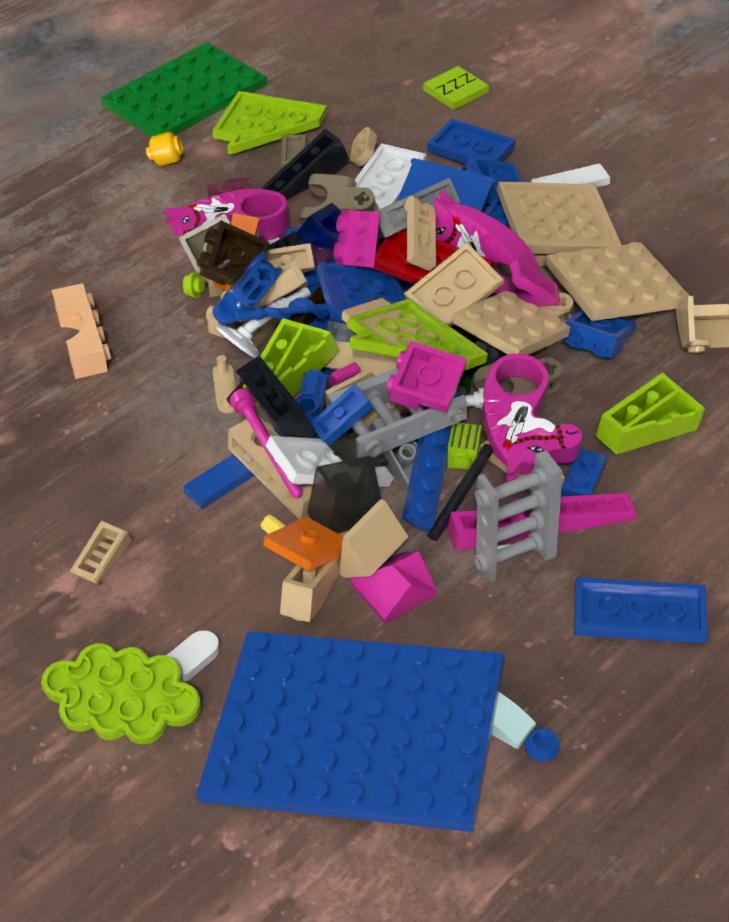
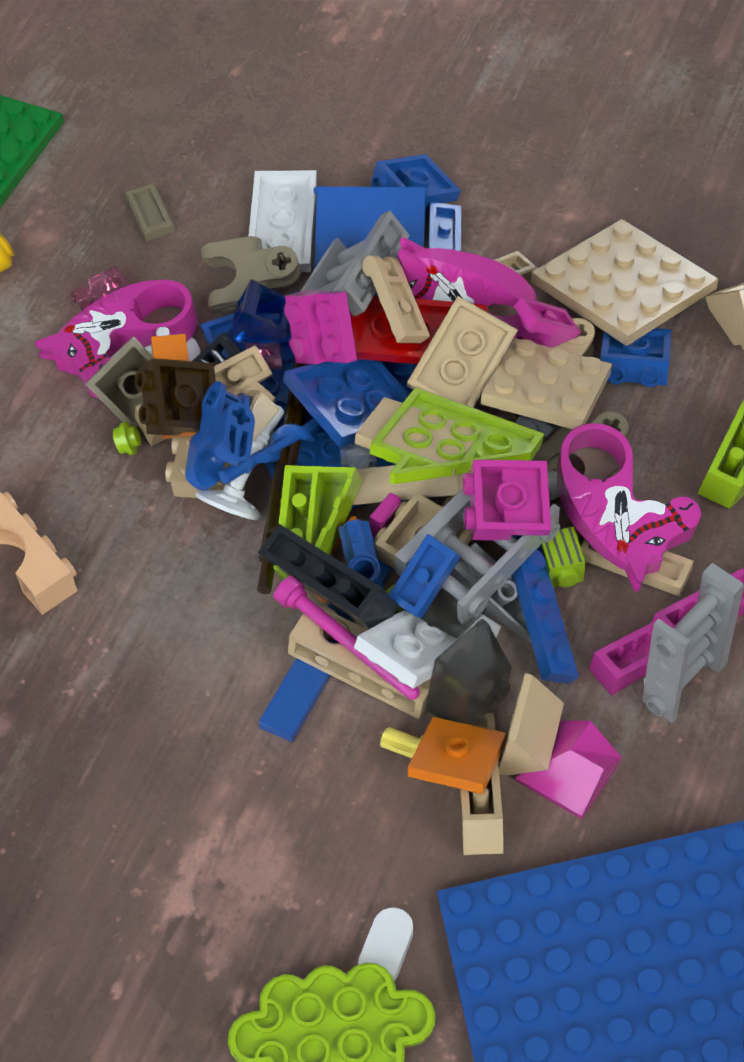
camera: 20 degrees left, 10 degrees up
(102, 533) = (205, 817): tan slope -> none
(224, 384) = (233, 566): tan piece -> none
(264, 119) = (91, 176): lime wing -> none
(320, 156) = (182, 231): black slope -> none
(363, 147) = (234, 181): tan plate -> none
(456, 87) = (300, 64): lime tile -> none
(460, 140) = (359, 140): blue plate -> none
(460, 492) = (587, 620): black bar -> none
(557, 216) = (515, 214): tan plate -> none
(584, 474) = (708, 546): blue plate -> none
(591, 174) = (499, 158): white tile -> none

